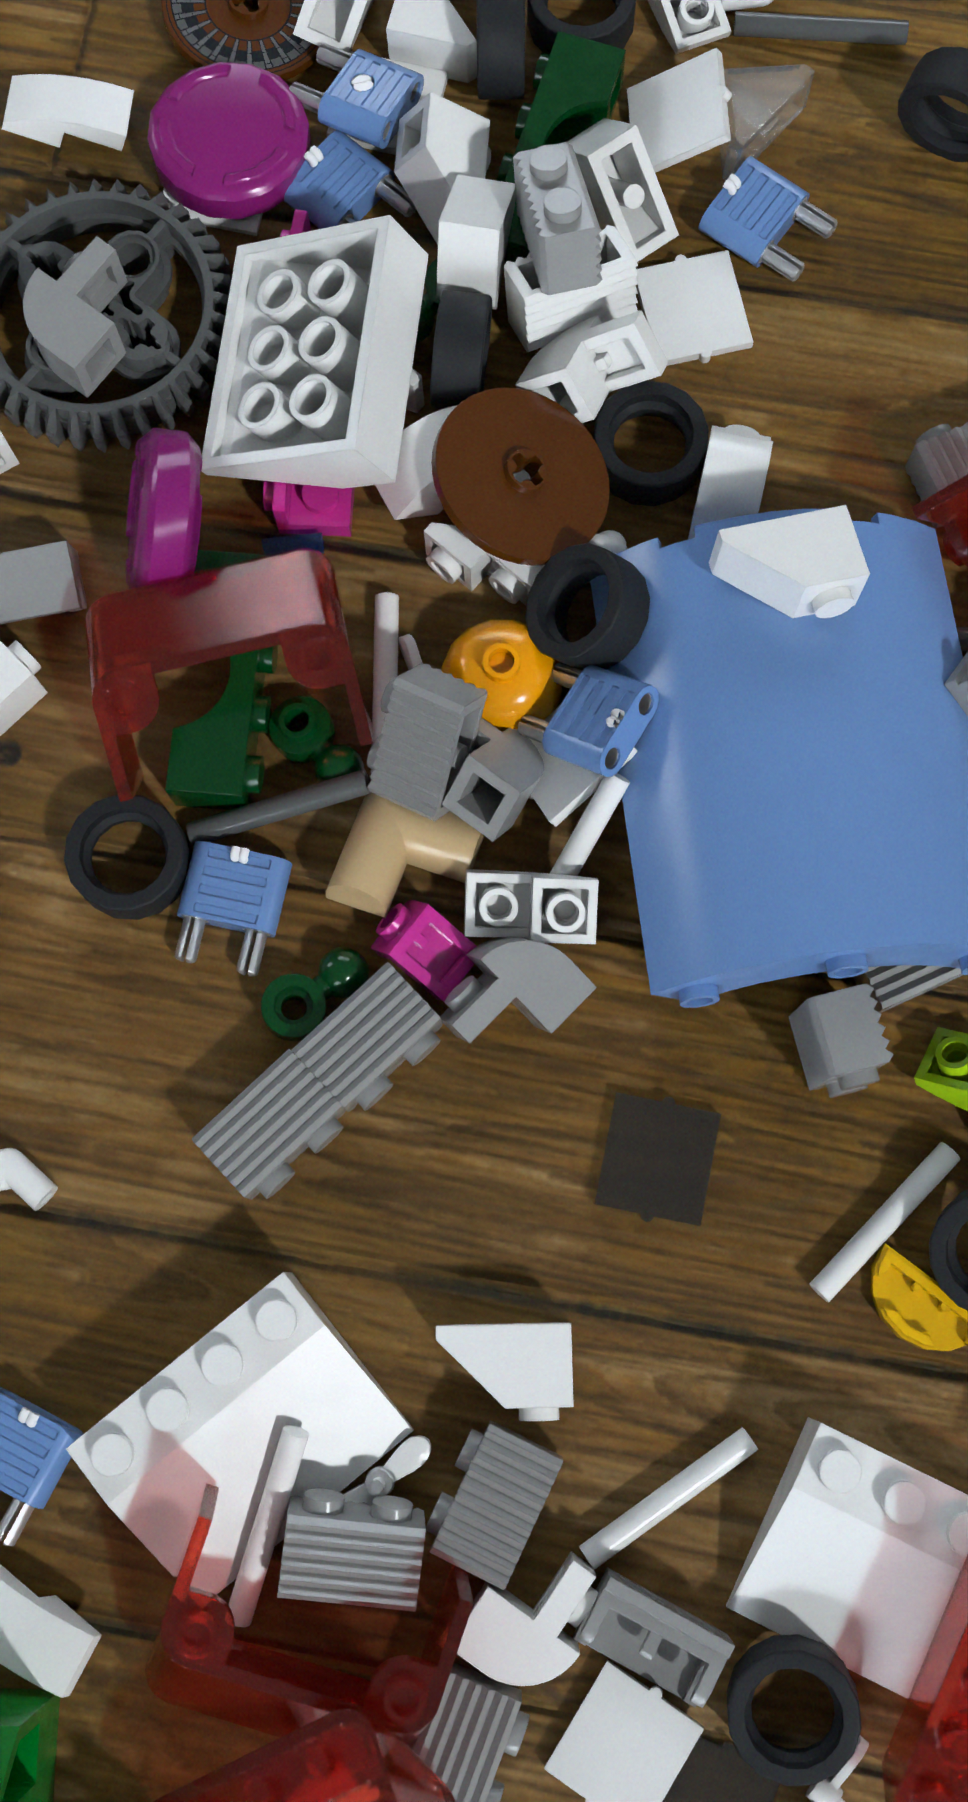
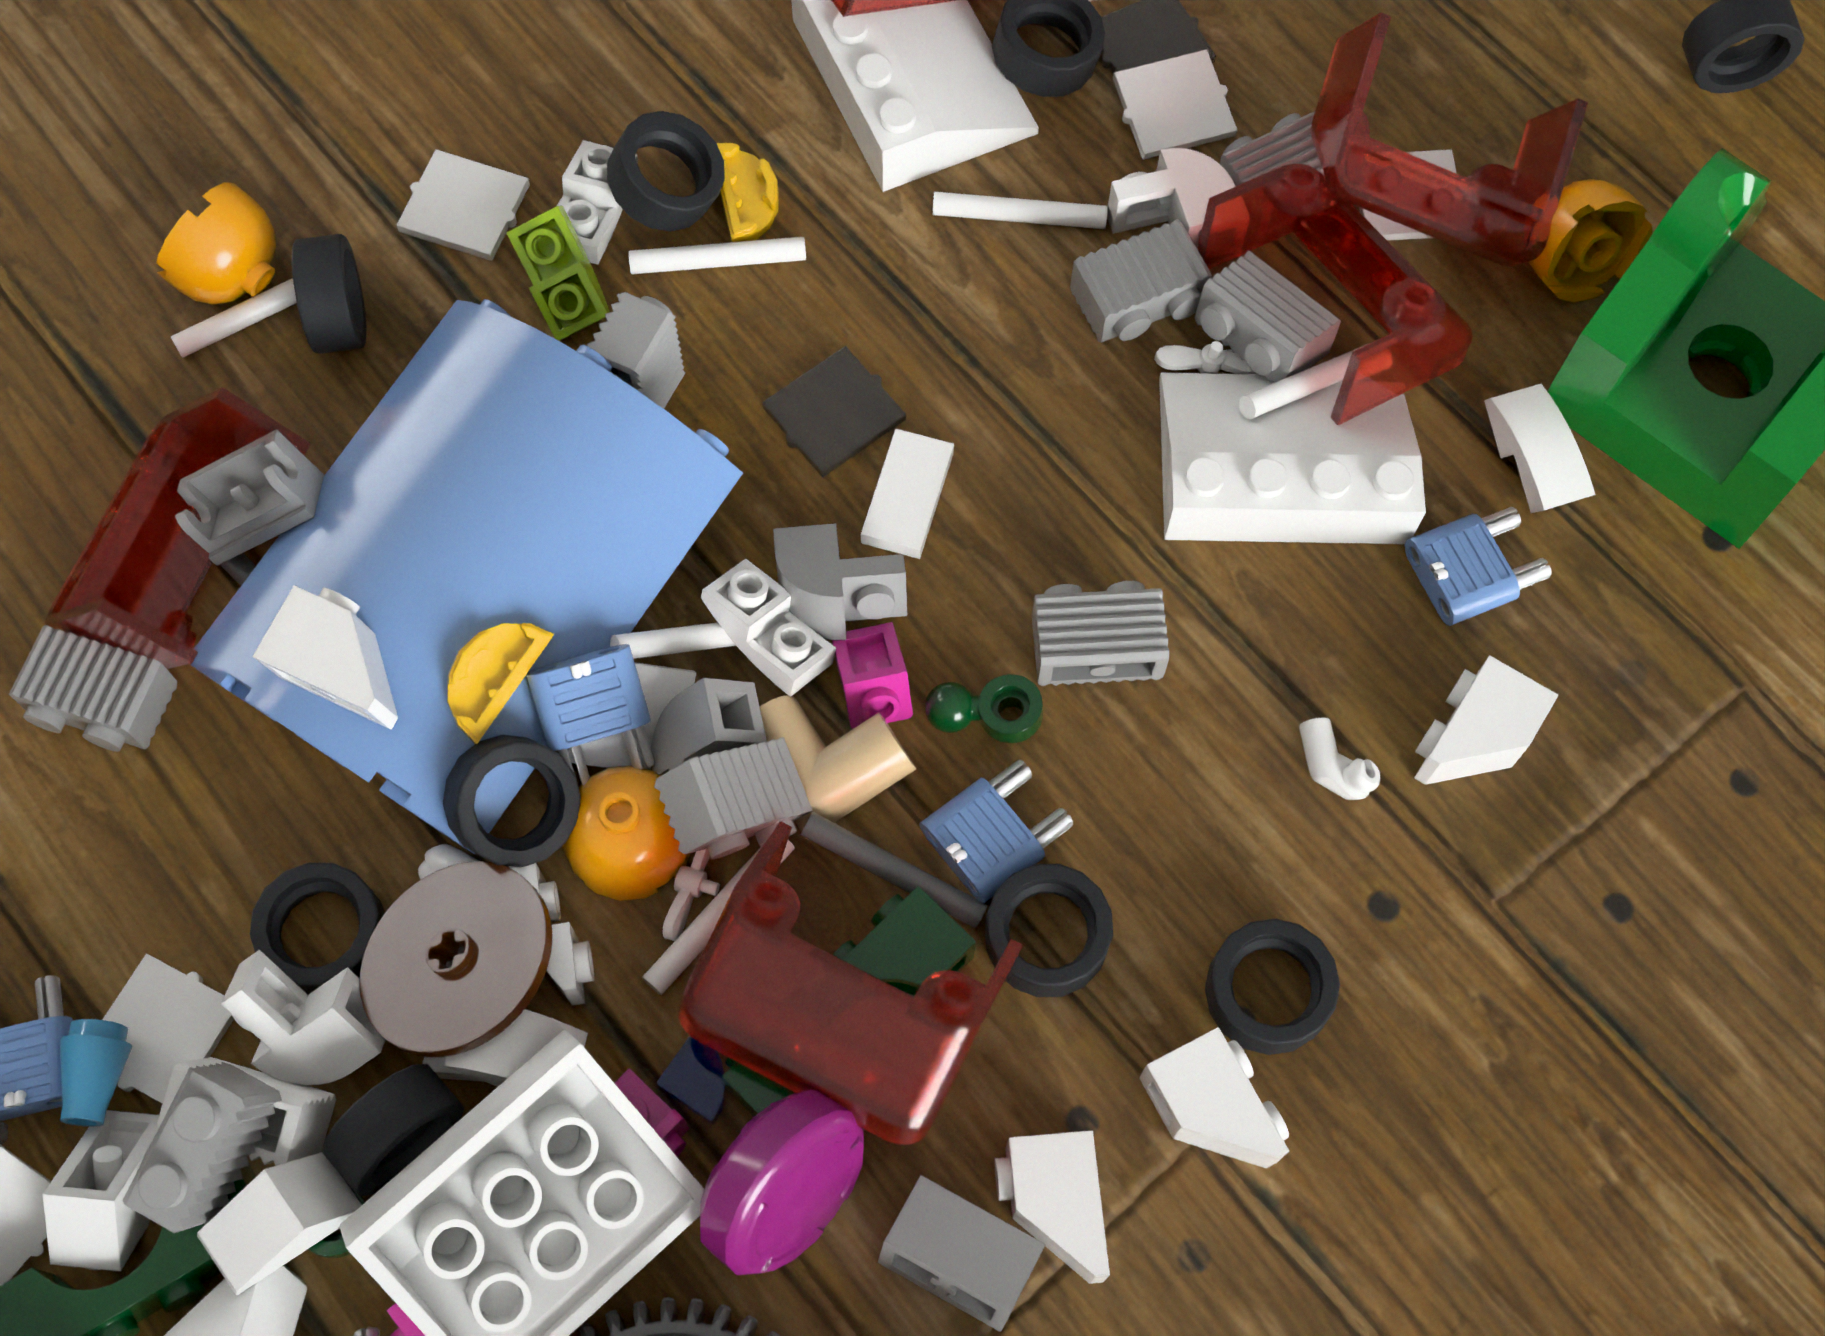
camera: 145 degrees left, 10 degrees down
(314, 741) = (818, 871): dark green plate -> none
(370, 1038) = (972, 636): light grey brick -> none
(517, 1363) = (1050, 352): white slope -> none
(531, 1131) = (907, 493): none -> white tile
(655, 1639) = (1095, 135): light grey hinge -> none
(682, 667) = (489, 673): none -> yellow tile
(703, 237) = (90, 1069): none -> dark azure cone
(732, 474) = (295, 820): white brick -> none

